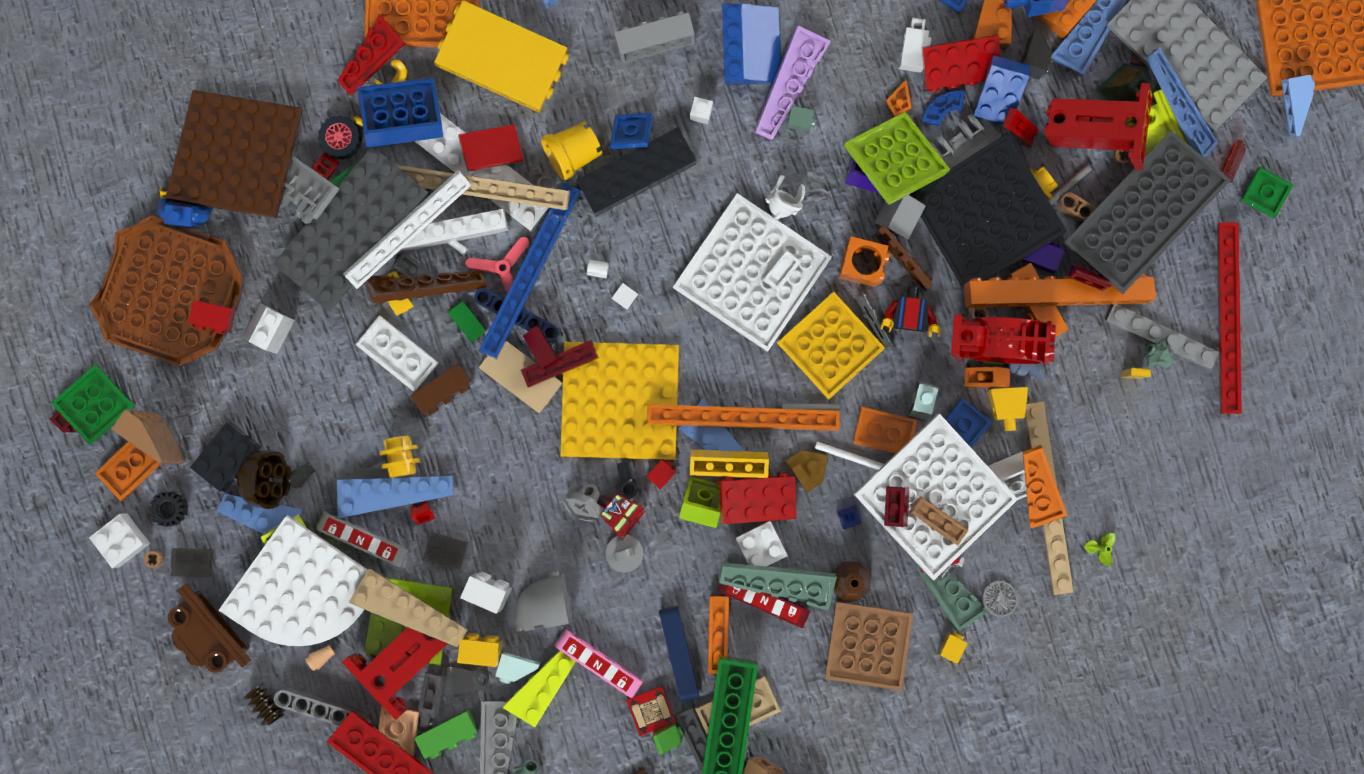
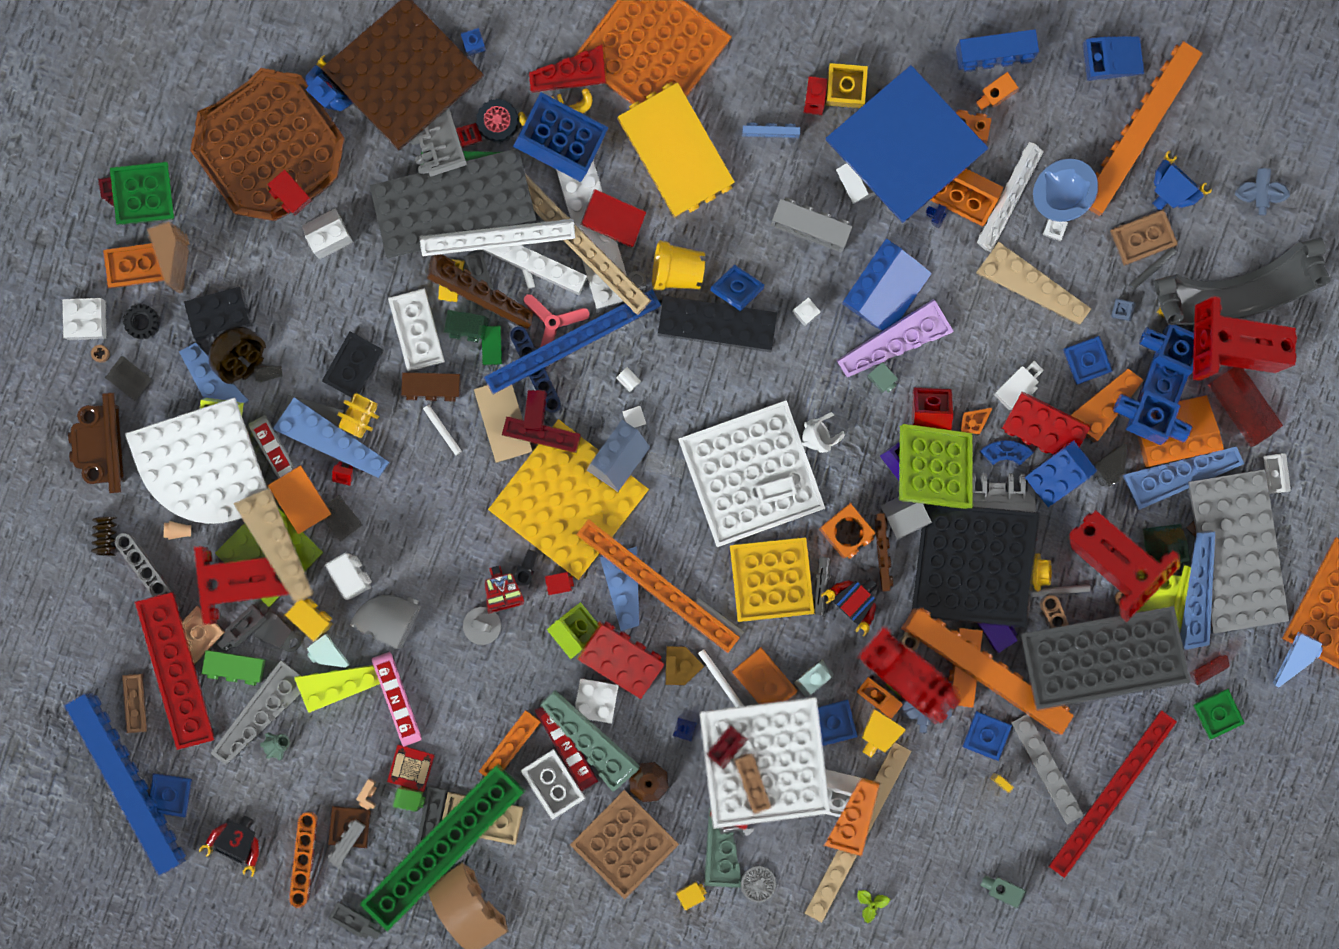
camera: 25 degrees right, 0 degrees up
(274, 88) = (473, 42): none -> blue brick
(366, 419) = (352, 365): none -> black plate
(401, 559) = (299, 499): none -> orange tile
(434, 320) = (466, 325): none -> clear green brick
(476, 418) = (442, 430): none -> white bar
(582, 505) = (477, 563): light grey tile -> none
(629, 755) = (368, 790): none -> light nougat bracket
(635, 335) = (619, 456): none -> sand blue slope
(679, 654) = (467, 739): dark blue beam -> none
(729, 463) = (618, 614): yellow brick -> none
(776, 639) = (553, 784): none -> white brick
(859, 114) = (932, 408): none -> red slope
(1020, 127) = (1054, 515): red plate -> none
(1089, 278) = (1018, 676): dark red slope -> none
(1094, 345) = (987, 735): none -> blue tile
(1158, 355) = (1031, 781): sand green rock -> none
(1210, 458) = (1012, 895): none -> sand green torso

